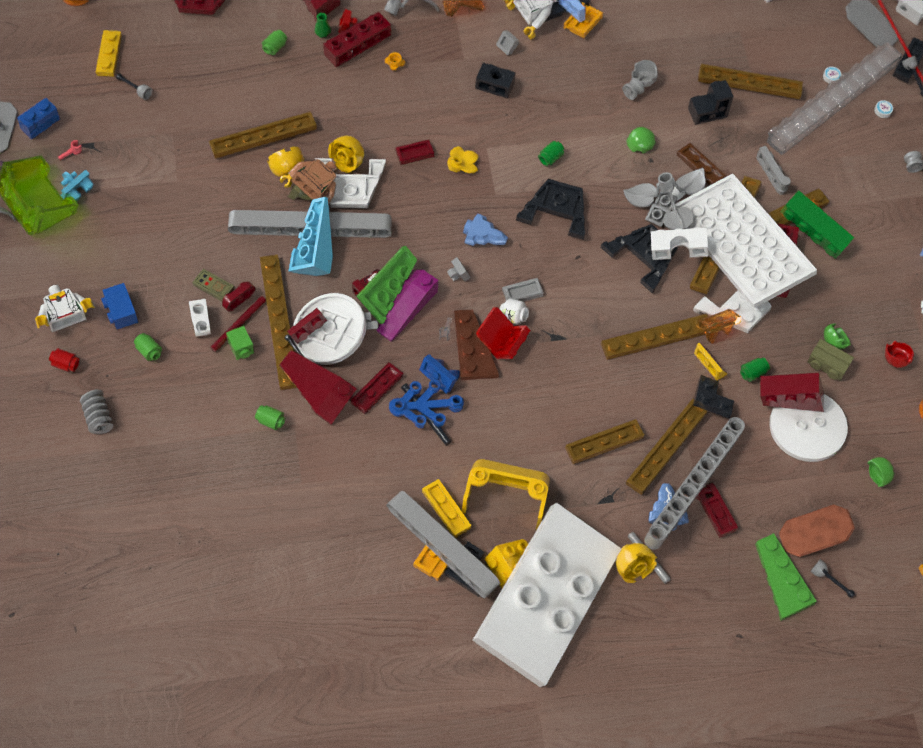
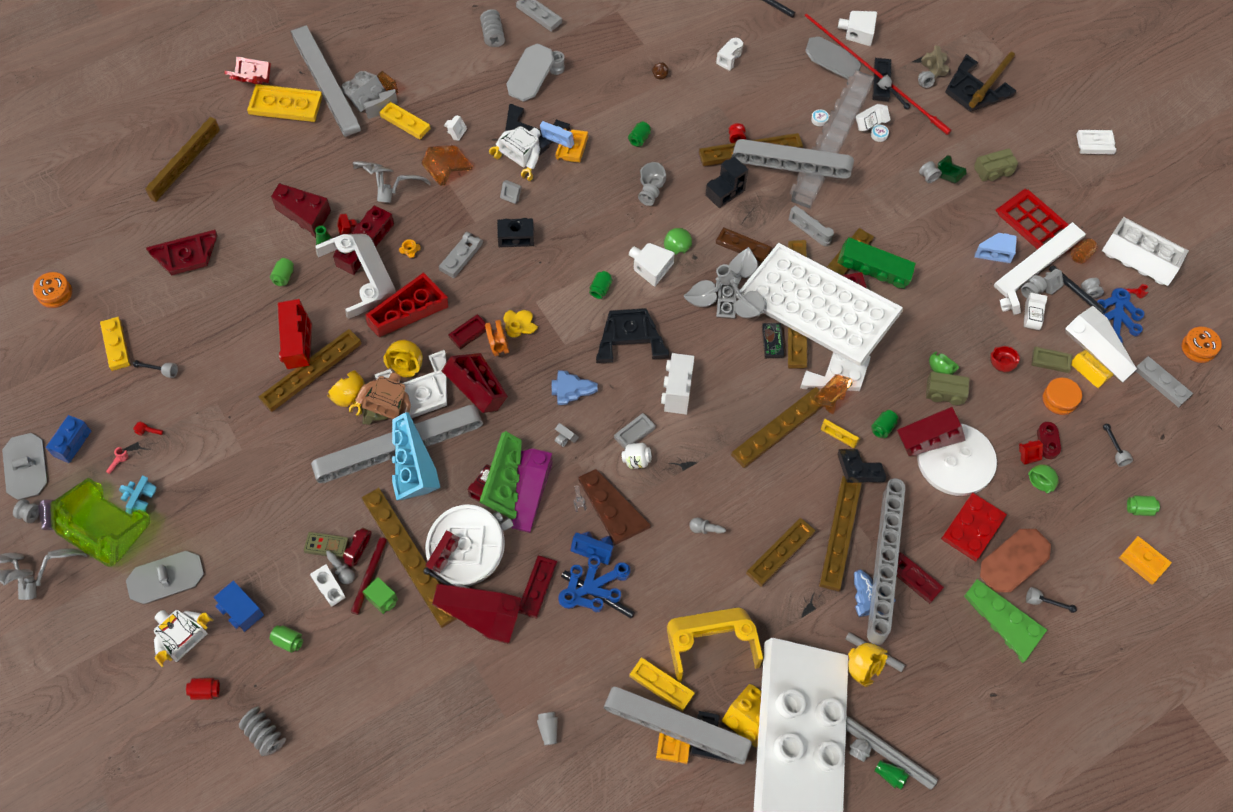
camera: 20 degrees left, 0 degrees up
(70, 260) = (164, 577): none -> light grey shield
(101, 131) = (141, 427): none -> red hand
(219, 316) = (345, 574): none -> light grey bar
(261, 98) = (294, 334): none -> red wedge
(270, 417) = (444, 662): bright green brick -> none
(333, 503) = (548, 727): none -> light grey cone
(352, 85) = (380, 284): none -> white windscreen
(369, 109) = (407, 306): none -> red wedge
(400, 195) = (476, 381): none -> dark red wedge
(436, 165) = (497, 338): none -> orange head
(437, 83) = (460, 255): none -> light grey plate
(501, 335) = (637, 485): red bracket -> none
(542, 392) = (699, 525): none -> light grey bar
(580, 264) = (678, 383): none -> white wedge
(594, 629) = (860, 749): none -> light grey plate
(608, 150) = (652, 262): none -> white torso
(615, 664) = (892, 774): none -> green cone
(620, 644) = (891, 754): none -> light grey axle
(640, 245) = (736, 343): black wing -> none
(651, 31) = (639, 134): none -> green brick
(665, 240) = (776, 320): white arch -> none
(684, 264) = (772, 340): none -> black tile
(744, 61) = (737, 132): none -> red wheel
(783, 102) = (793, 158): none -> light grey beam
(794, 489) = (974, 527): none -> red plate
(881, 445) = (1031, 451): none -> red tile
(882, 91) = (872, 117): none -> white leg
(905, 440) = (1049, 439): none -> dark red plate

